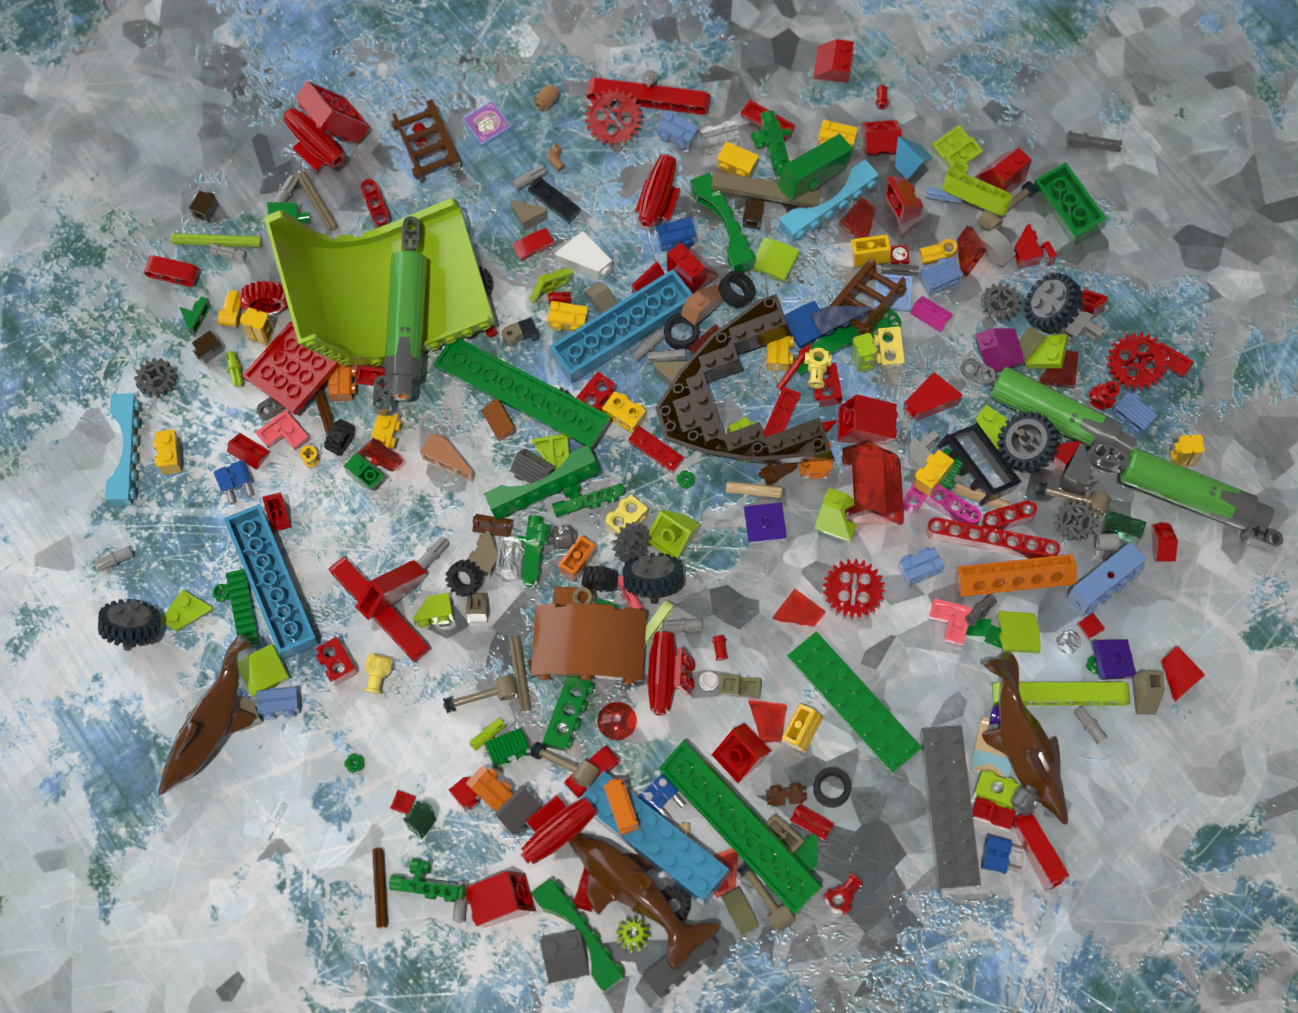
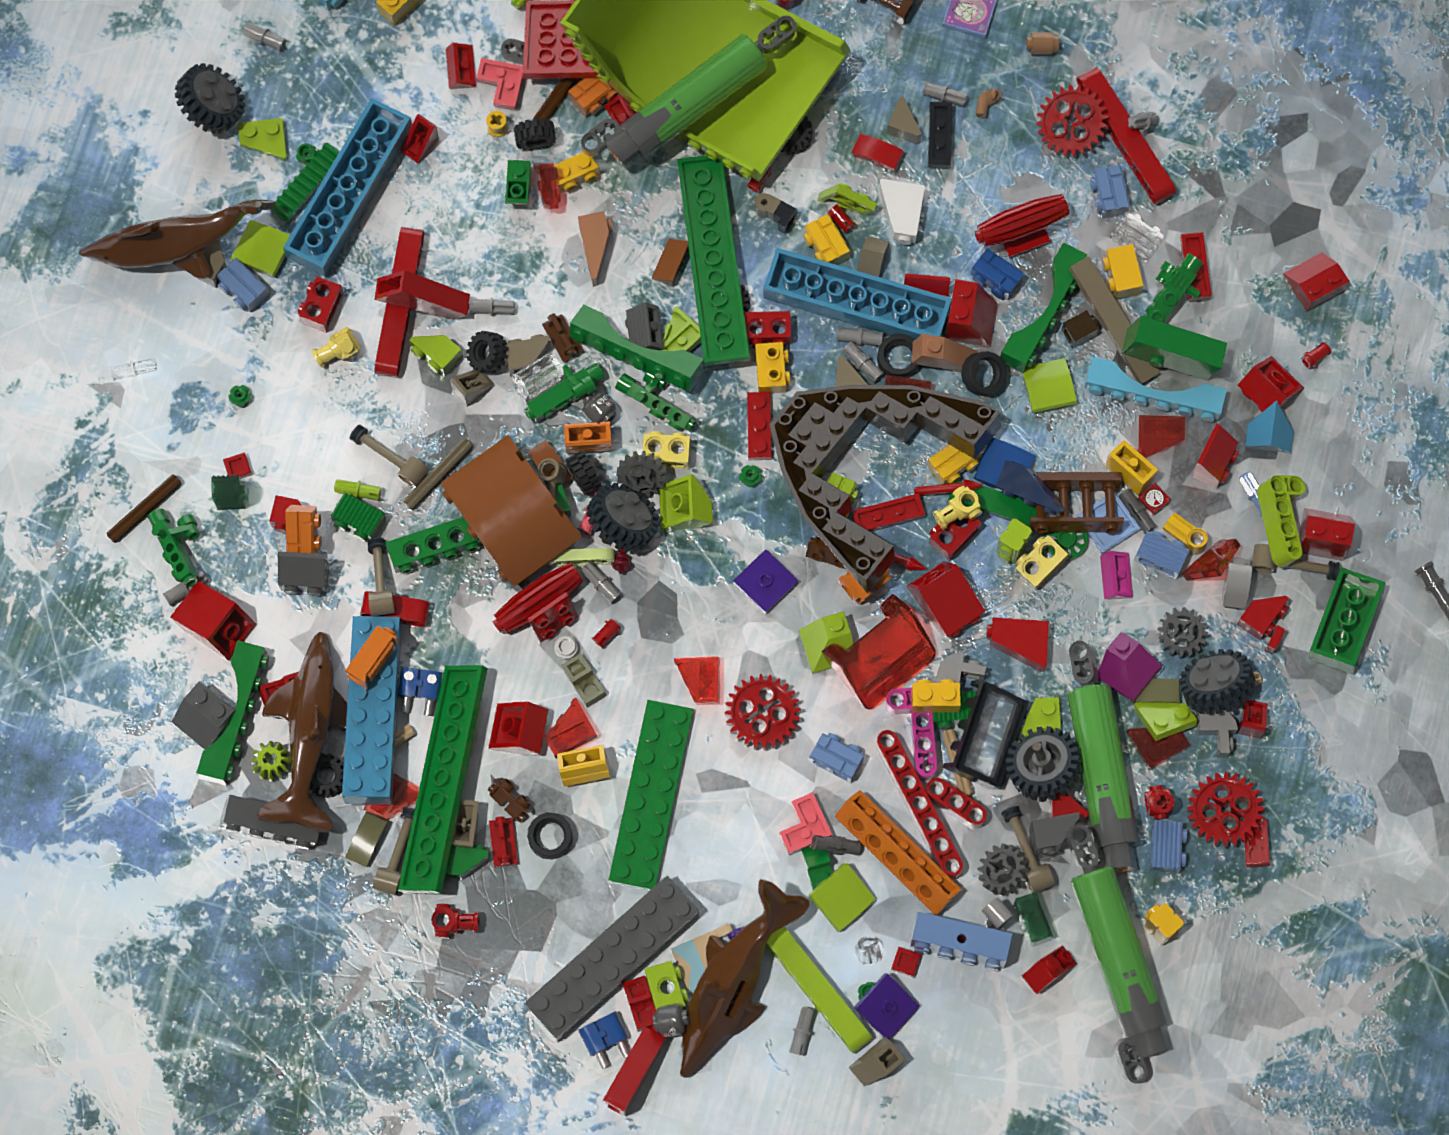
camera: 50 degrees right, 5 degrees up
(234, 477) = (421, 74): blue piece -> none
(555, 826) = (313, 614): red plate -> none
(617, 730) = (465, 605): clear red dish -> none
(679, 602) = (621, 562): none -> dark red hair
(754, 489) = (791, 545): tan axle -> none
(830, 129) = (1239, 350): yellow brick -> none
(956, 147) = (1321, 467): lime slope -> none
(1180, 672) = (924, 1080): red slope -> none

